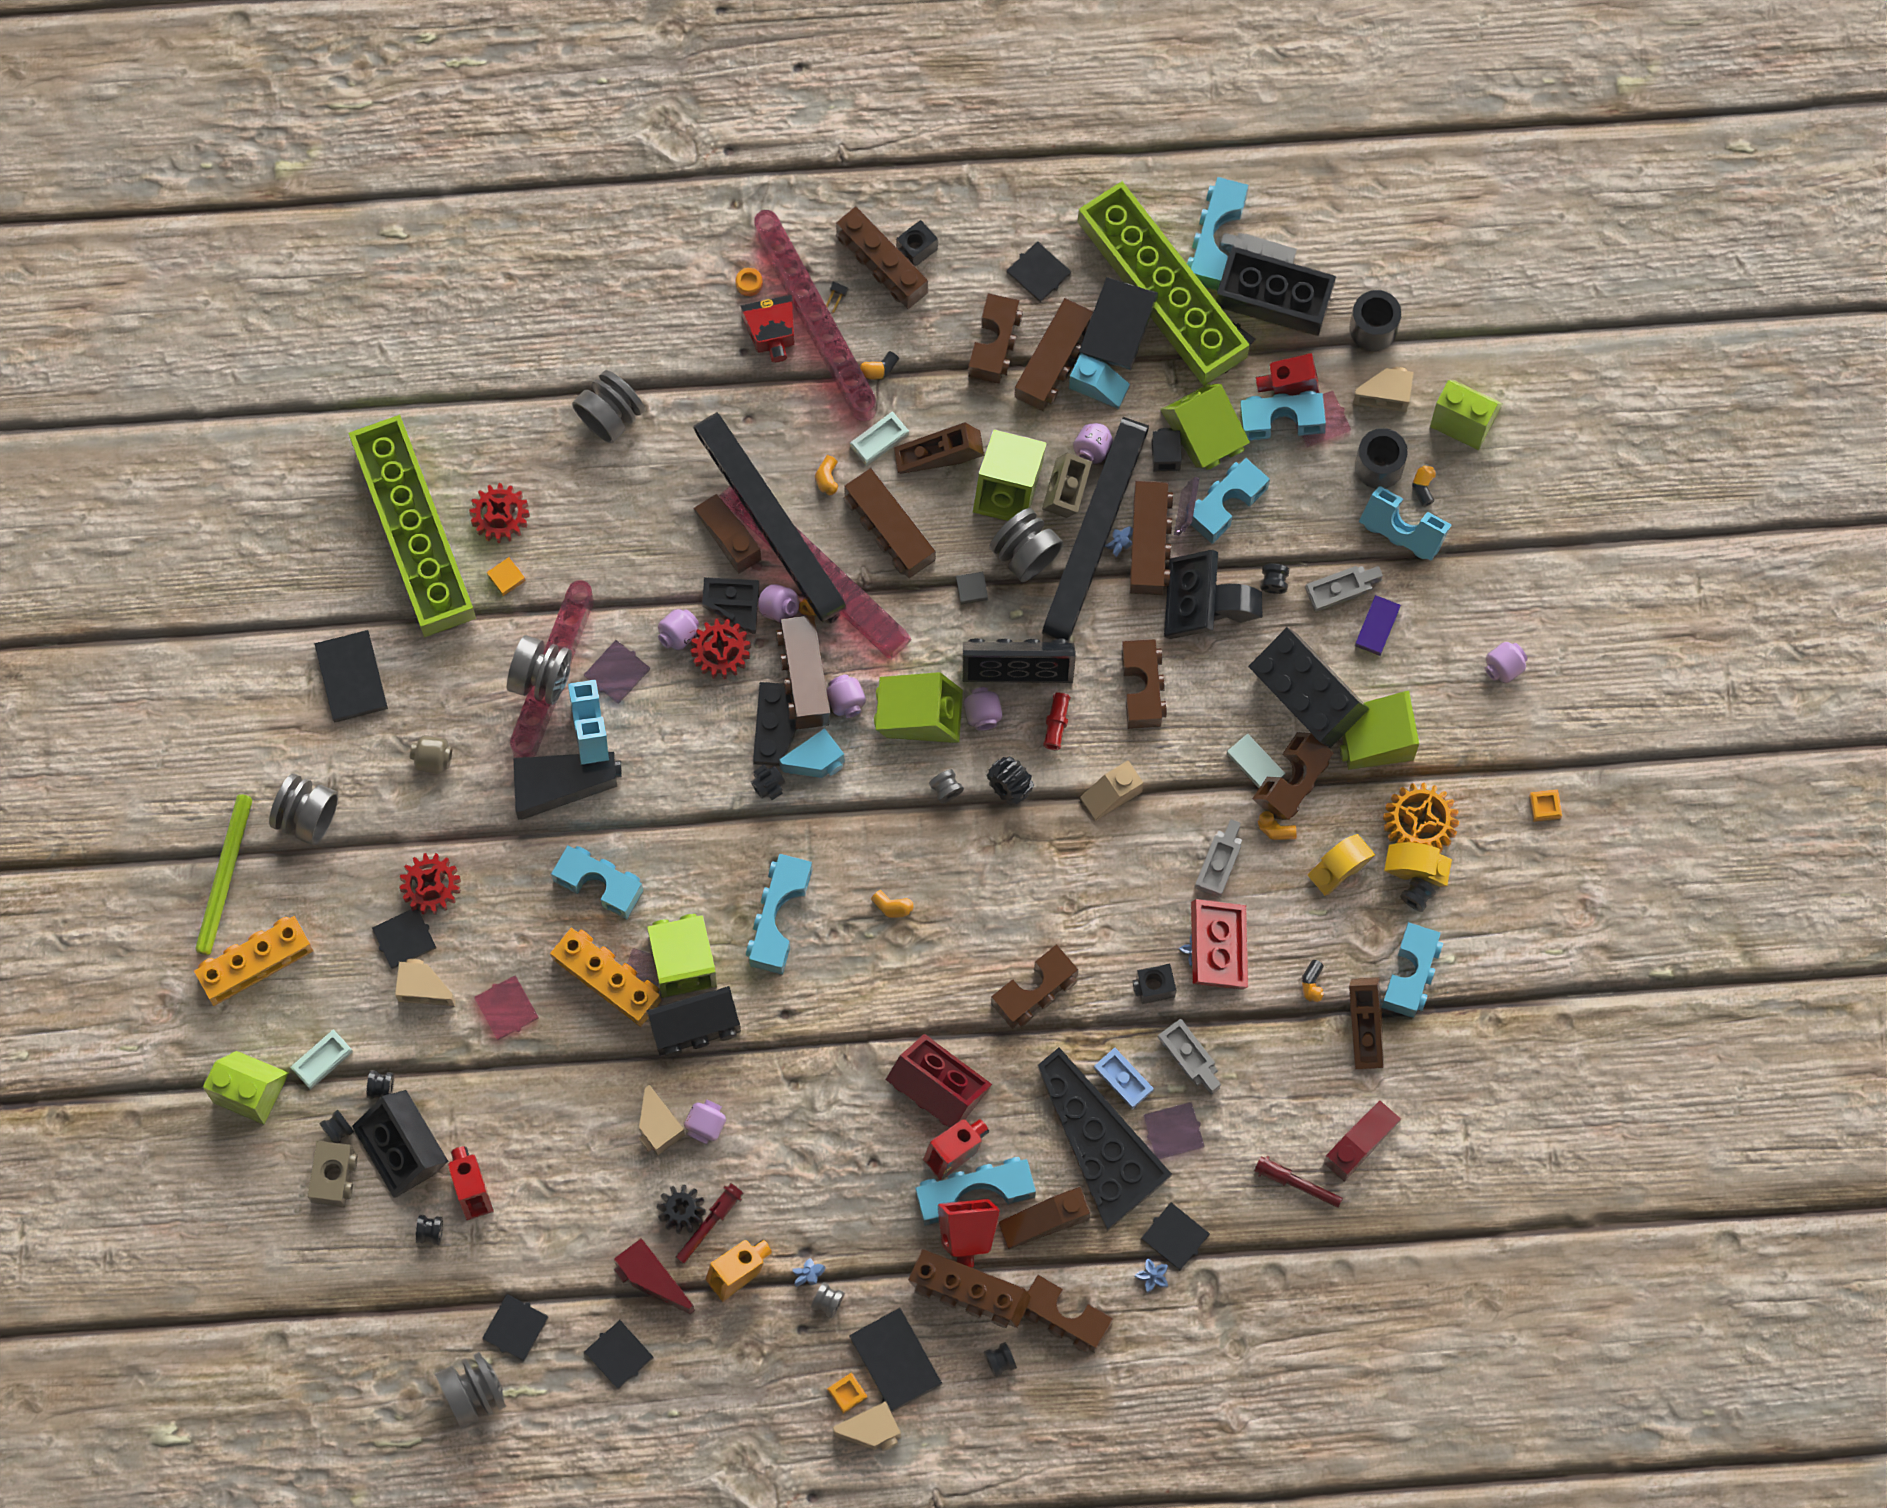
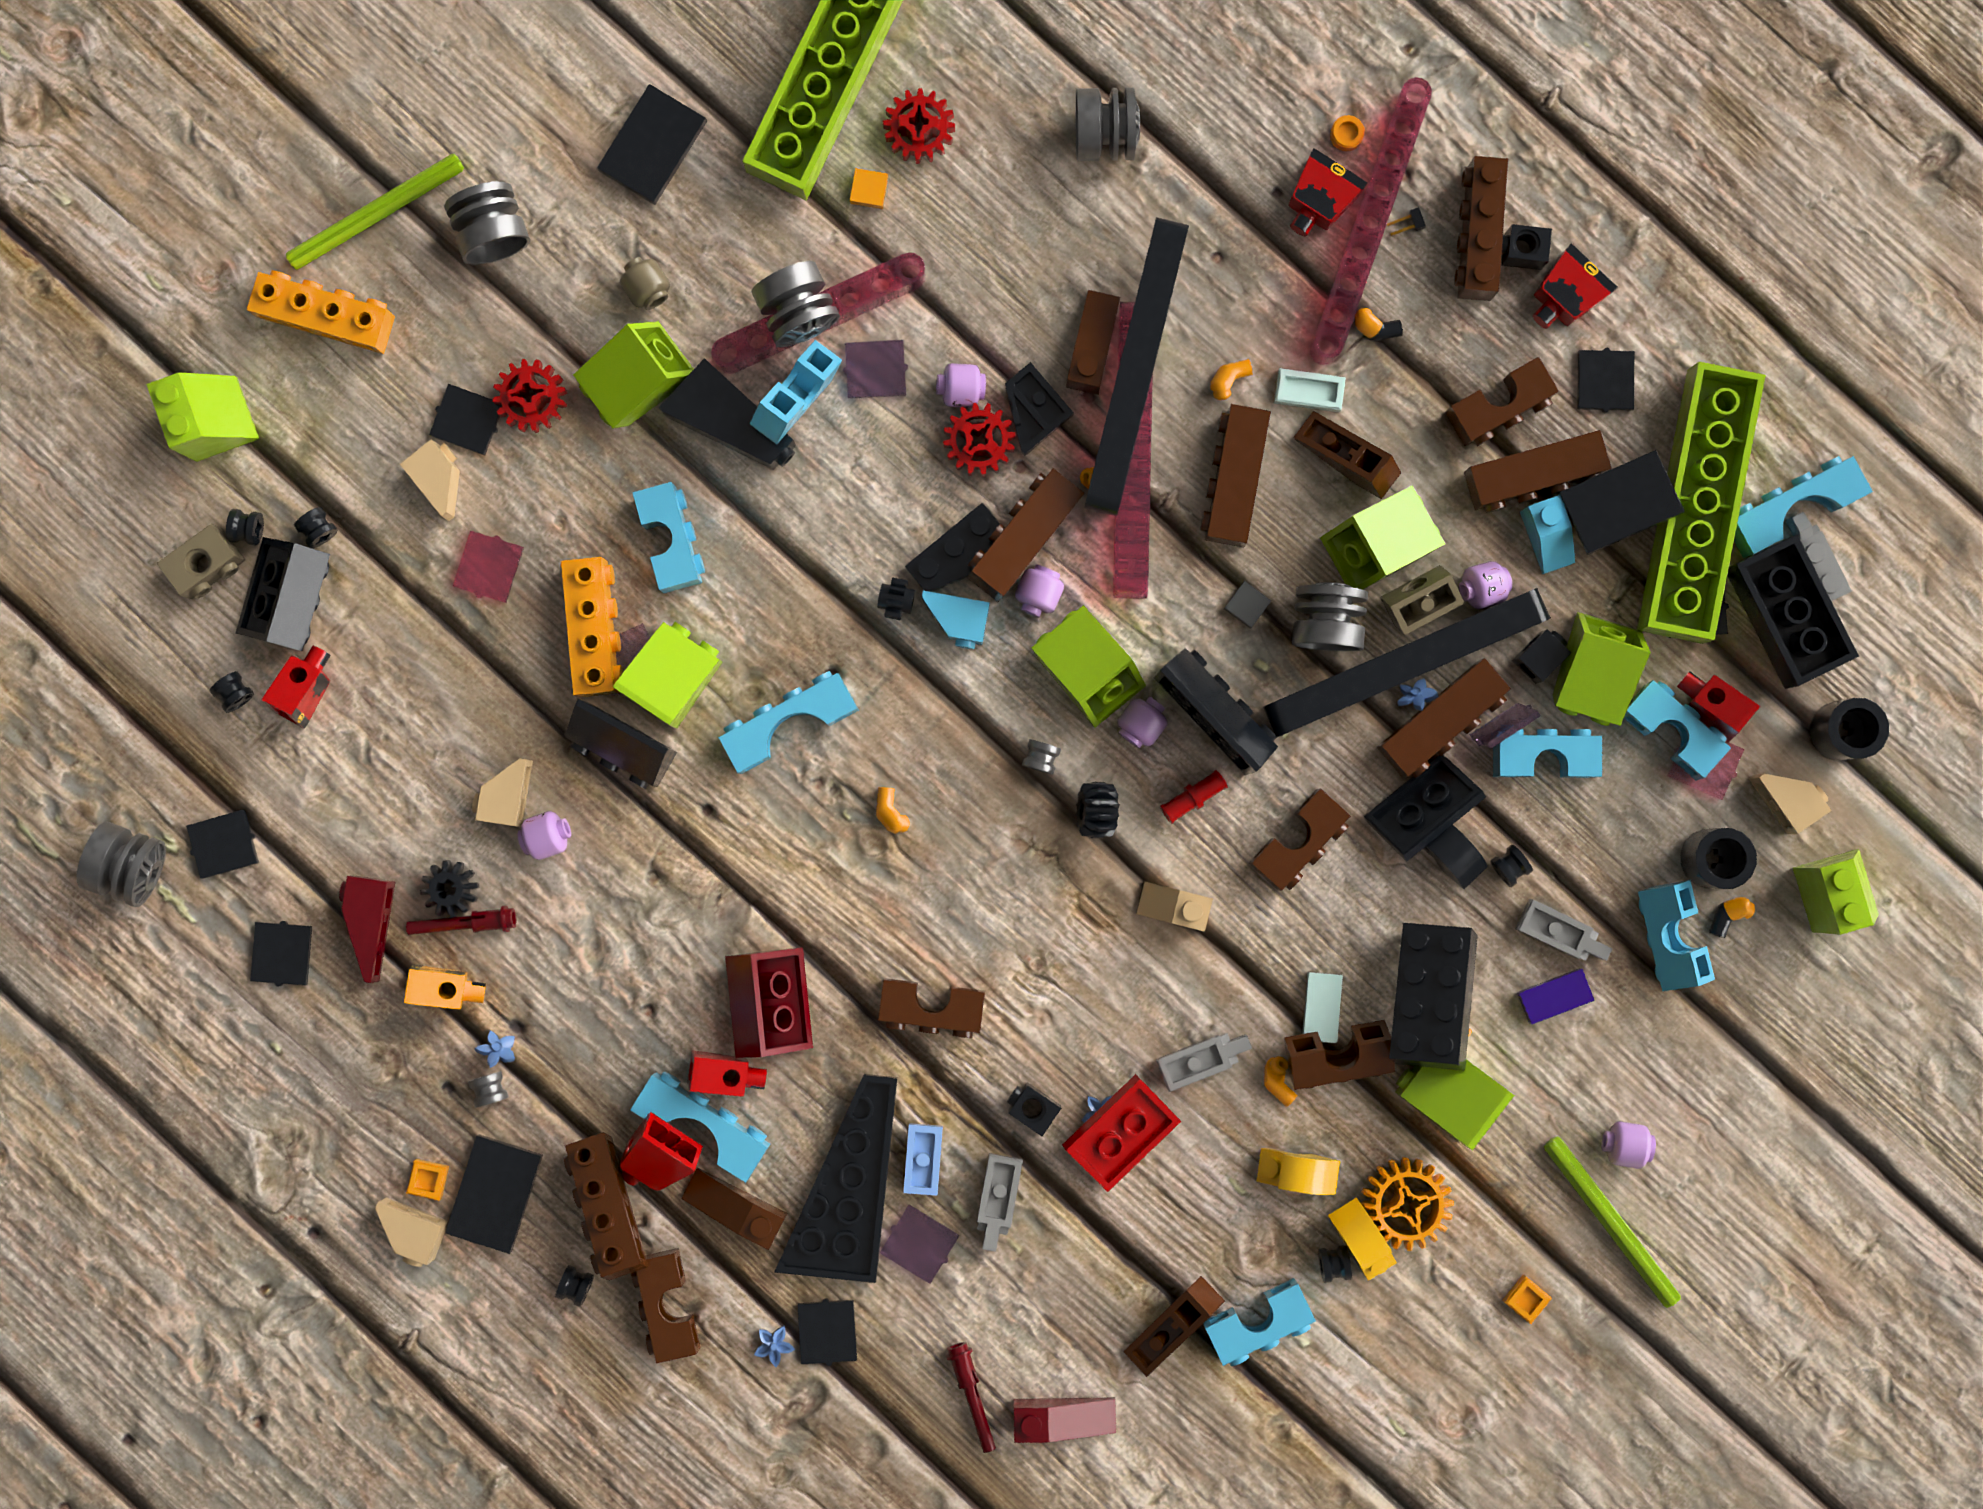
camera: 50 degrees right, 15 degrees up
(321, 1059) = (295, 454): light aqua tile -> none
(479, 811) = (633, 373): none -> lime slope
(778, 602) = (1068, 450): lavender head -> none
(966, 242) = (1571, 289): none -> red torso
(1309, 979) = (1164, 1240): arm -> none
(1544, 714) = (1612, 1222): none -> lime axle

